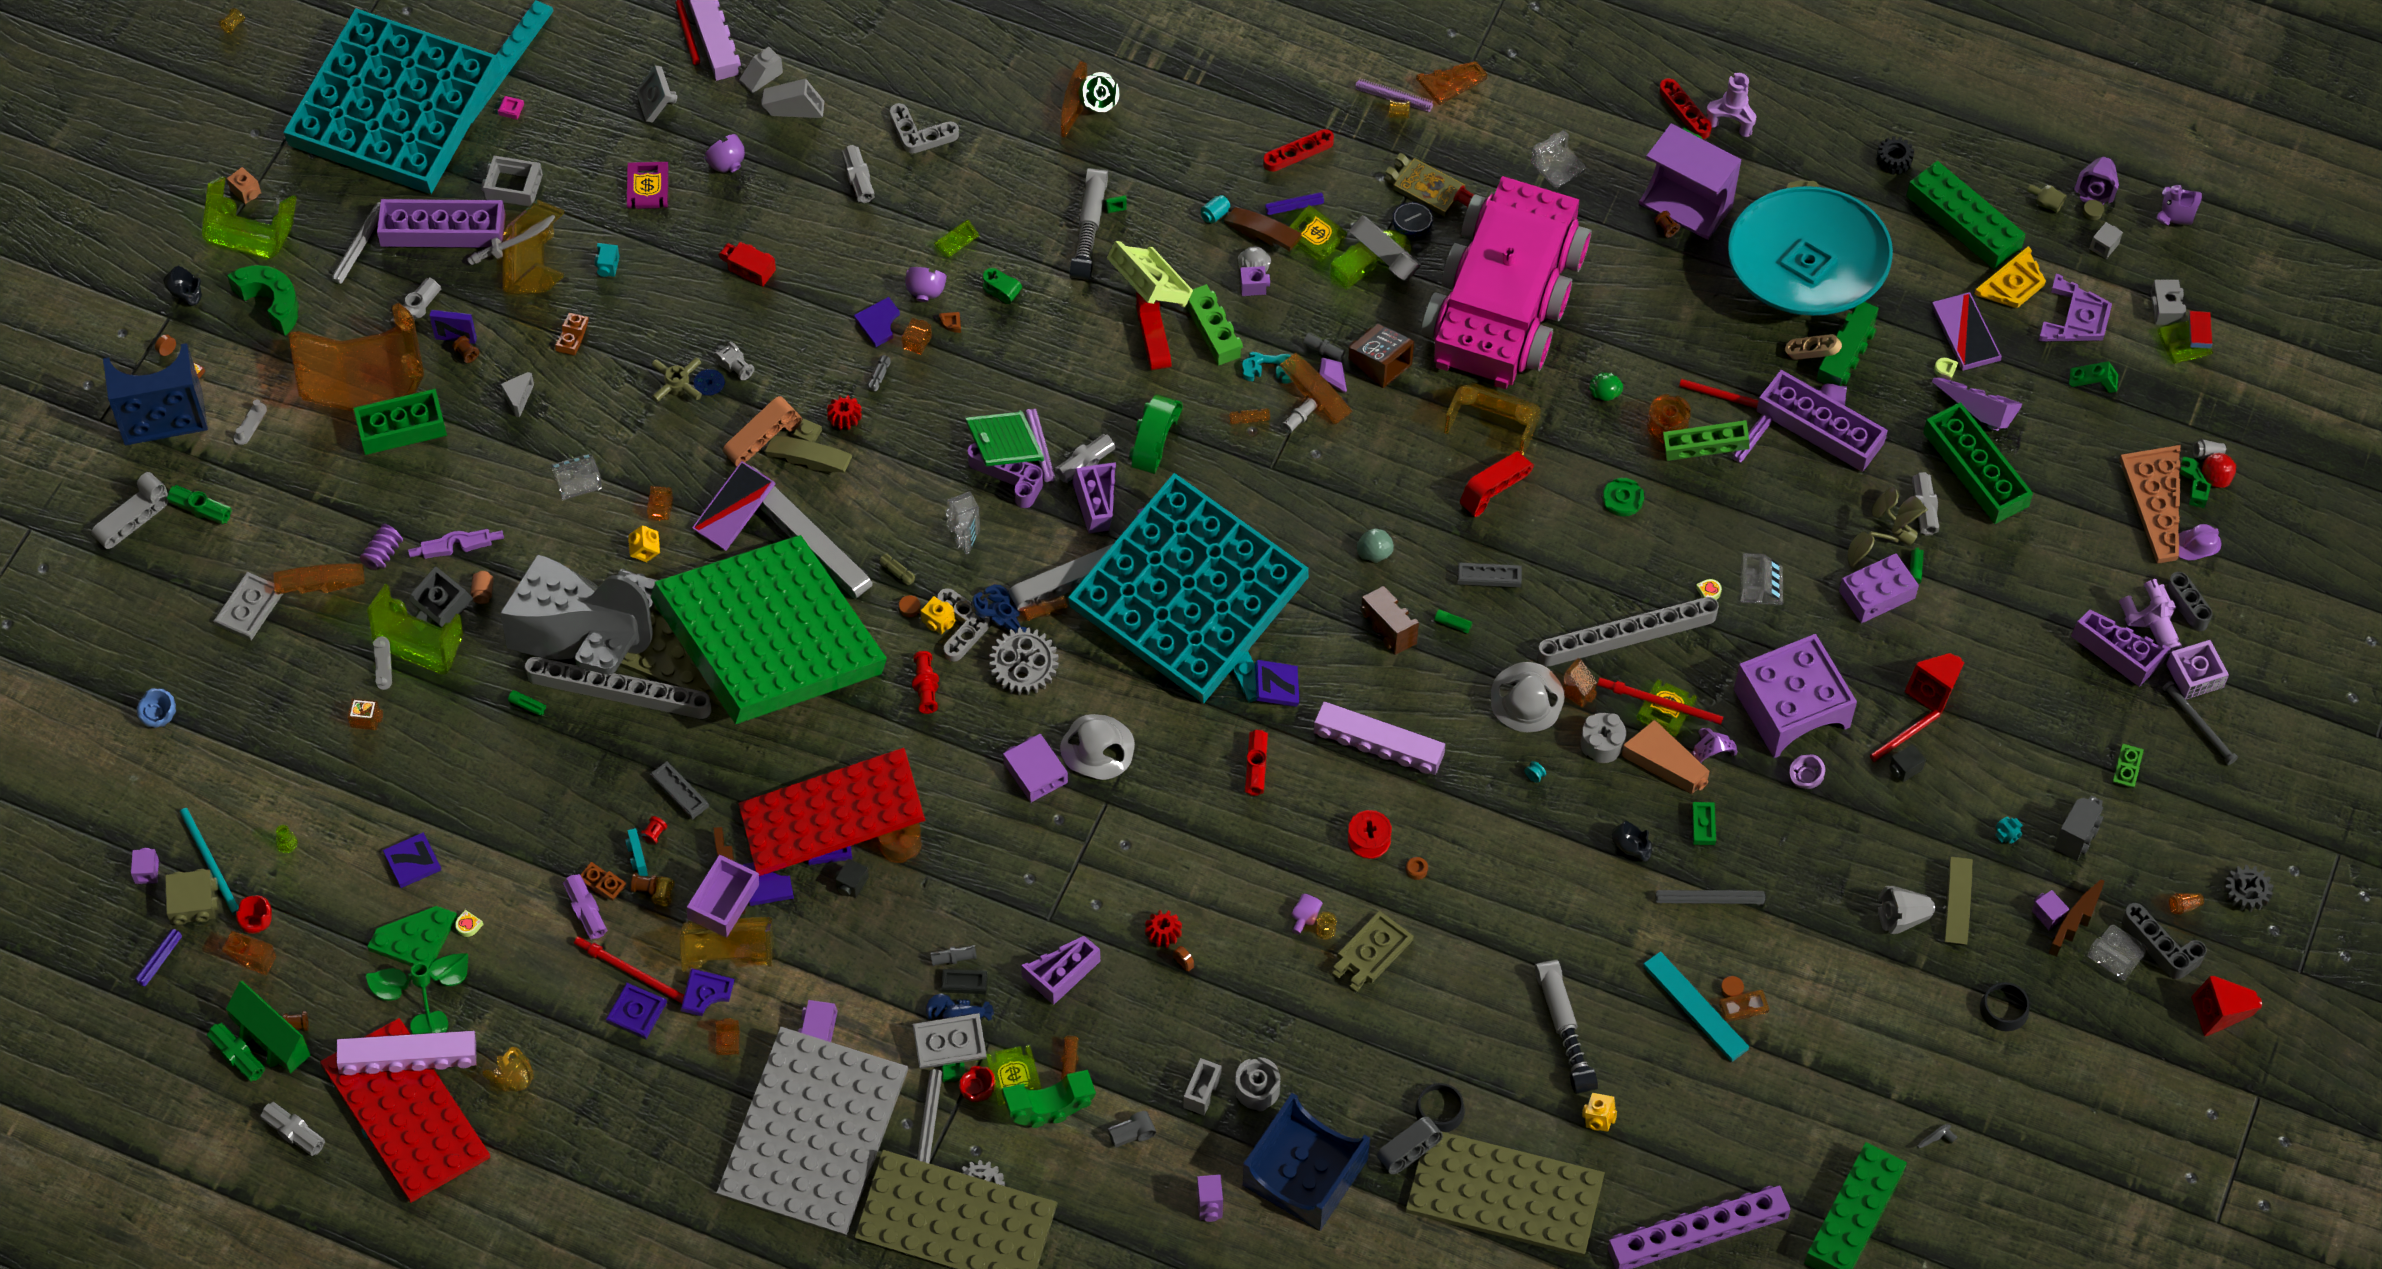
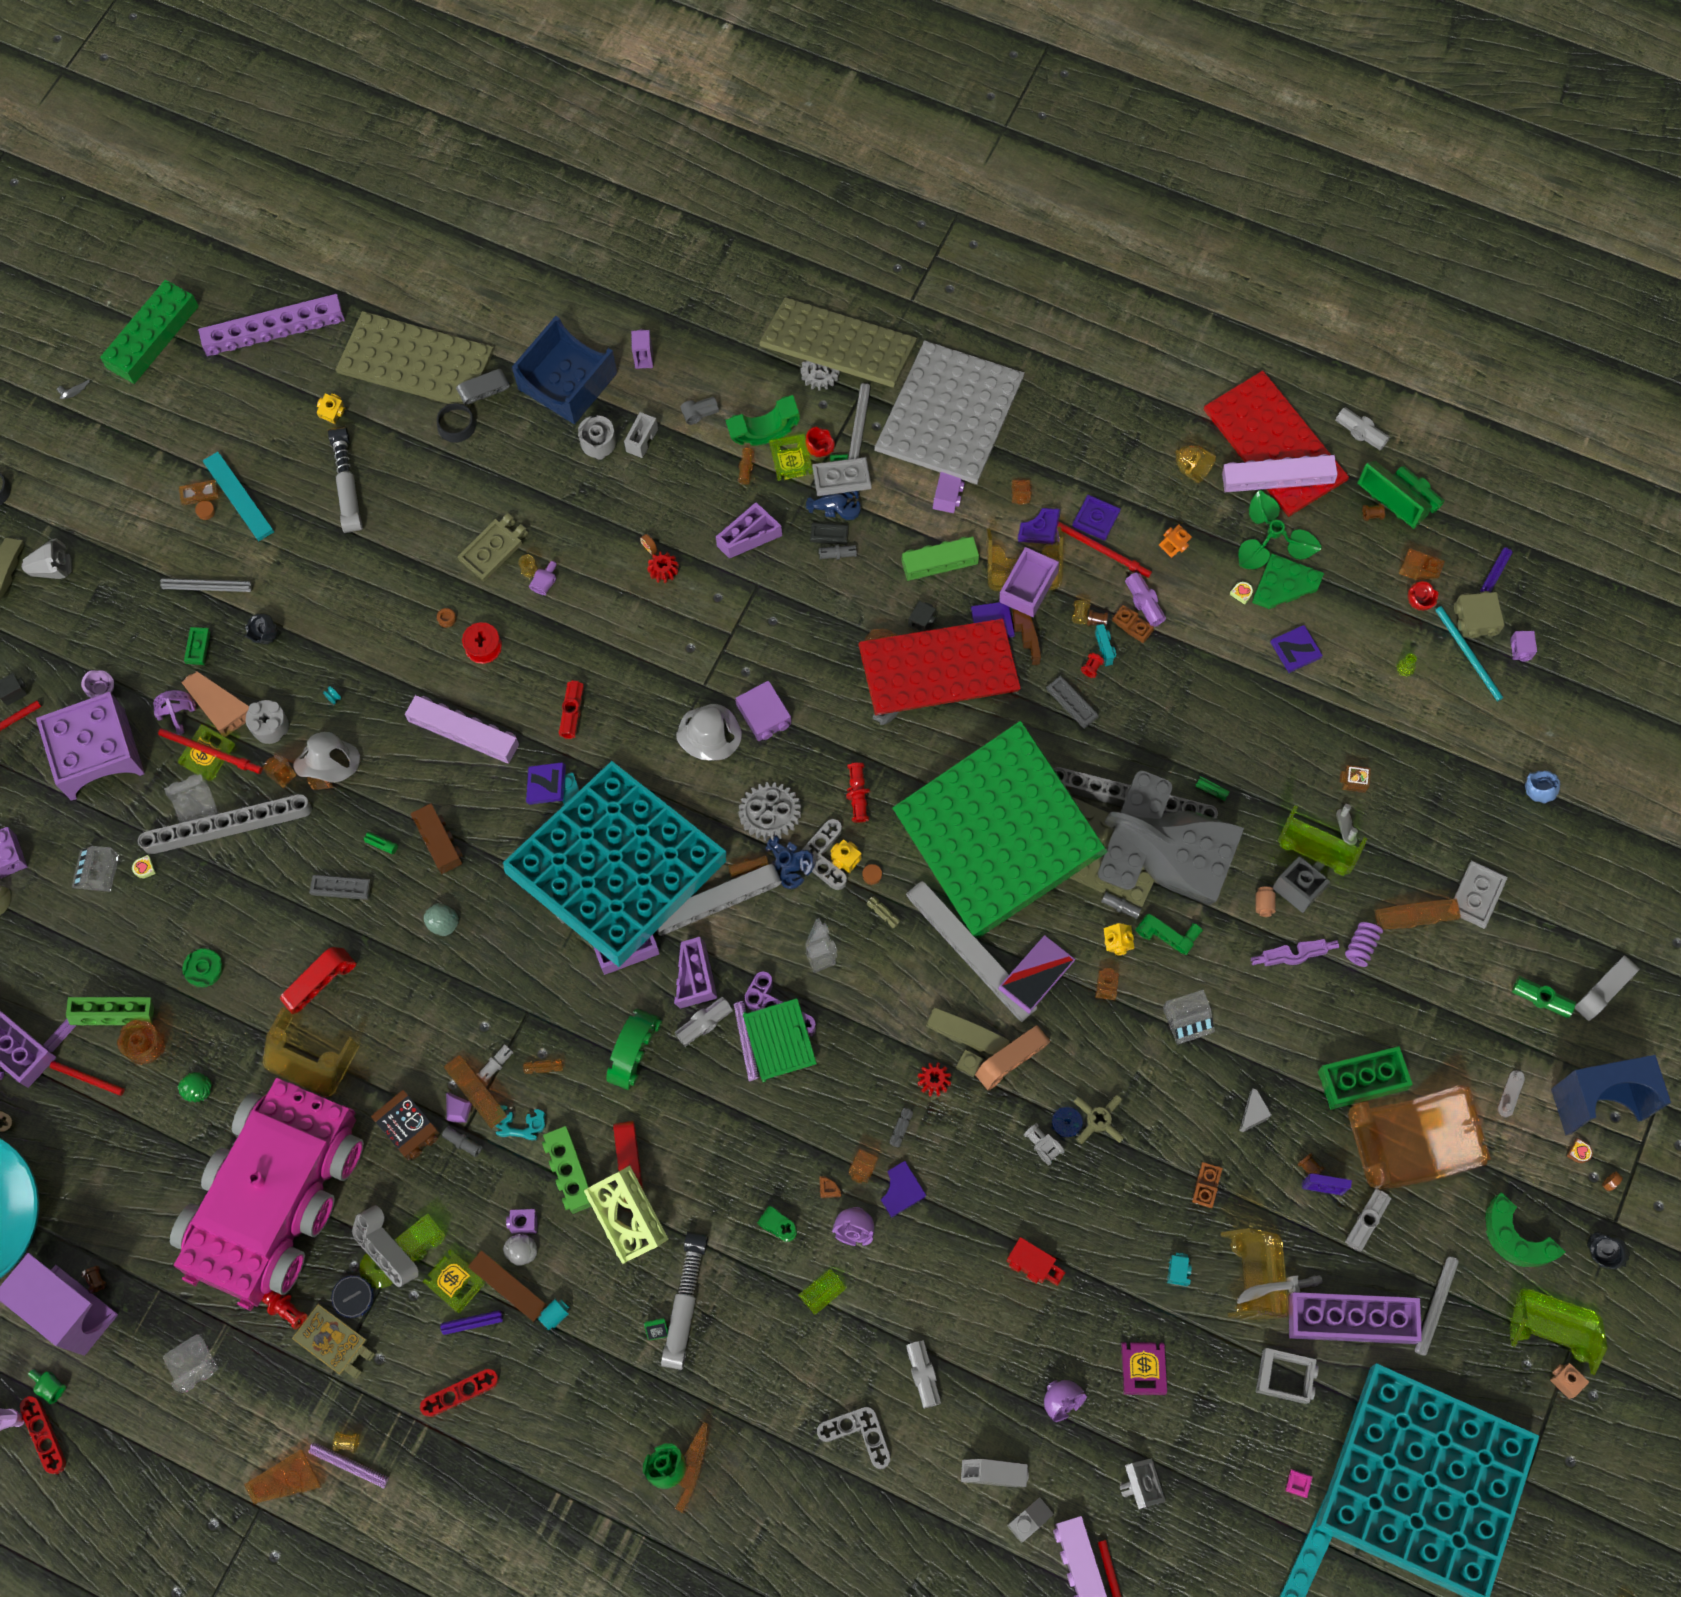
camera: 175 degrees left, 10 degrees up
(542, 974) = (1178, 538): none -> orange brick
(575, 544) = (1152, 926): none -> green beam
(829, 948) = (940, 558): none -> bright green brick
(1669, 653) = (191, 799): none -> clear bracket

